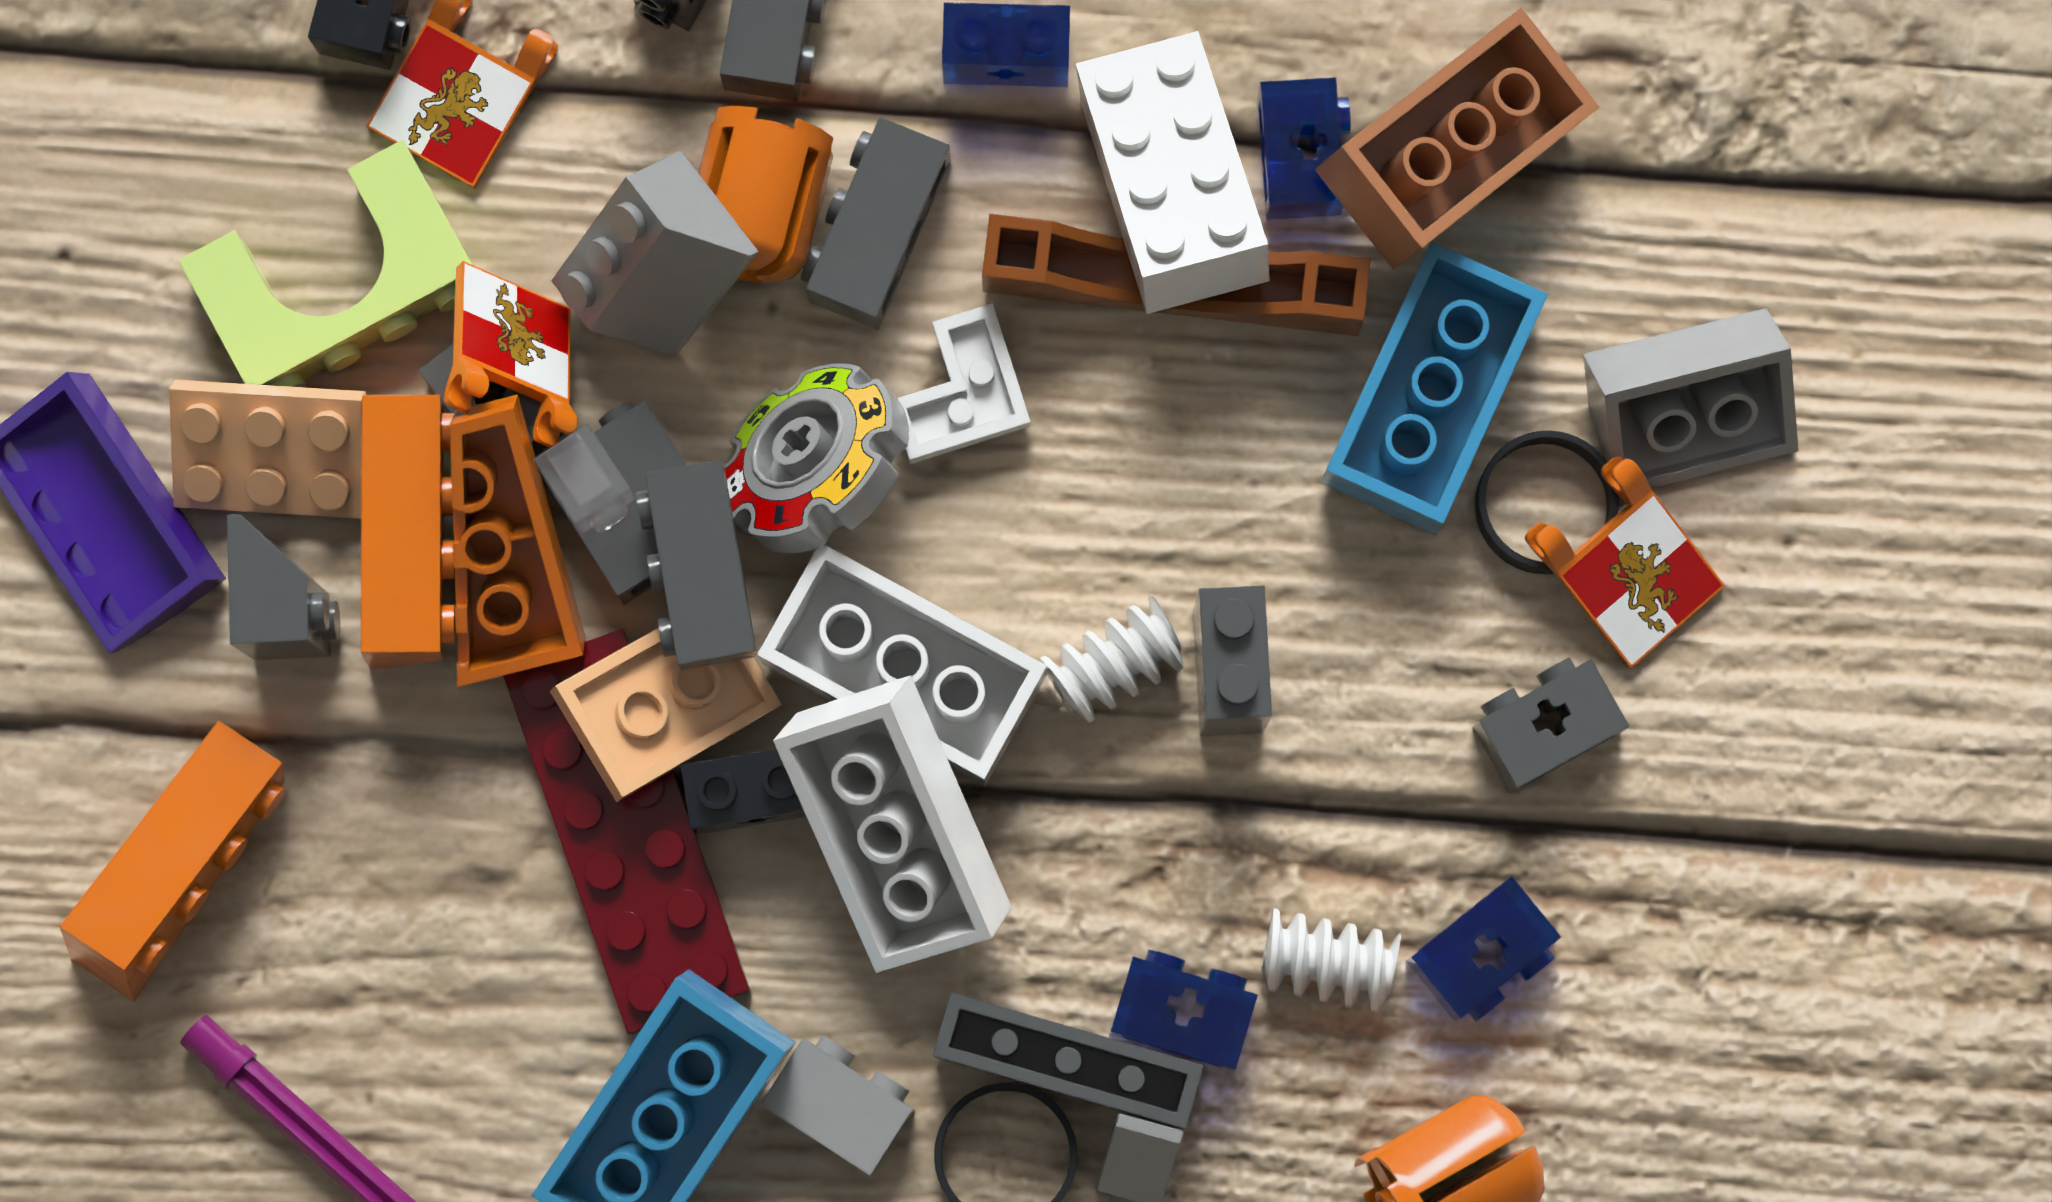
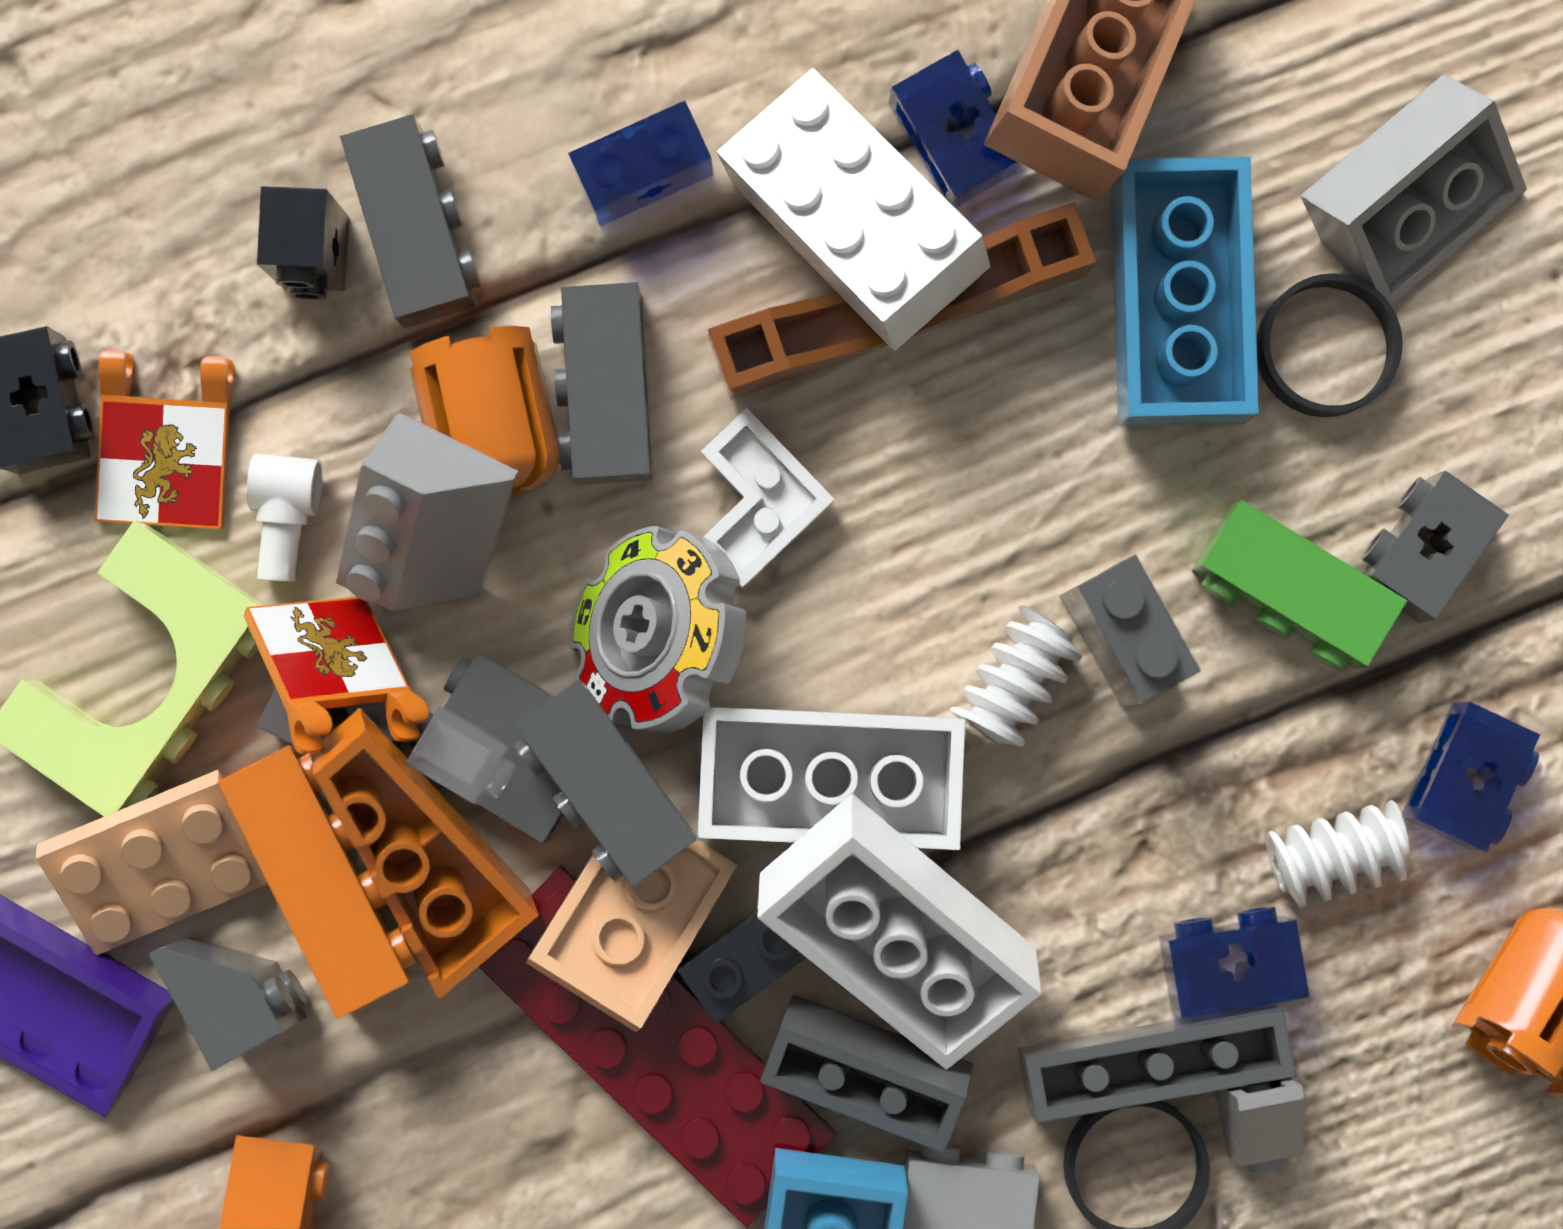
camera: 30 degrees left, 5 degrees up
(543, 183) = (284, 495): none -> white pin
(803, 943) = (866, 1074): none -> dark grey brick
(1408, 702) = (1297, 587): none -> bright green brick
(1635, 573) = (1440, 370): flag -> none

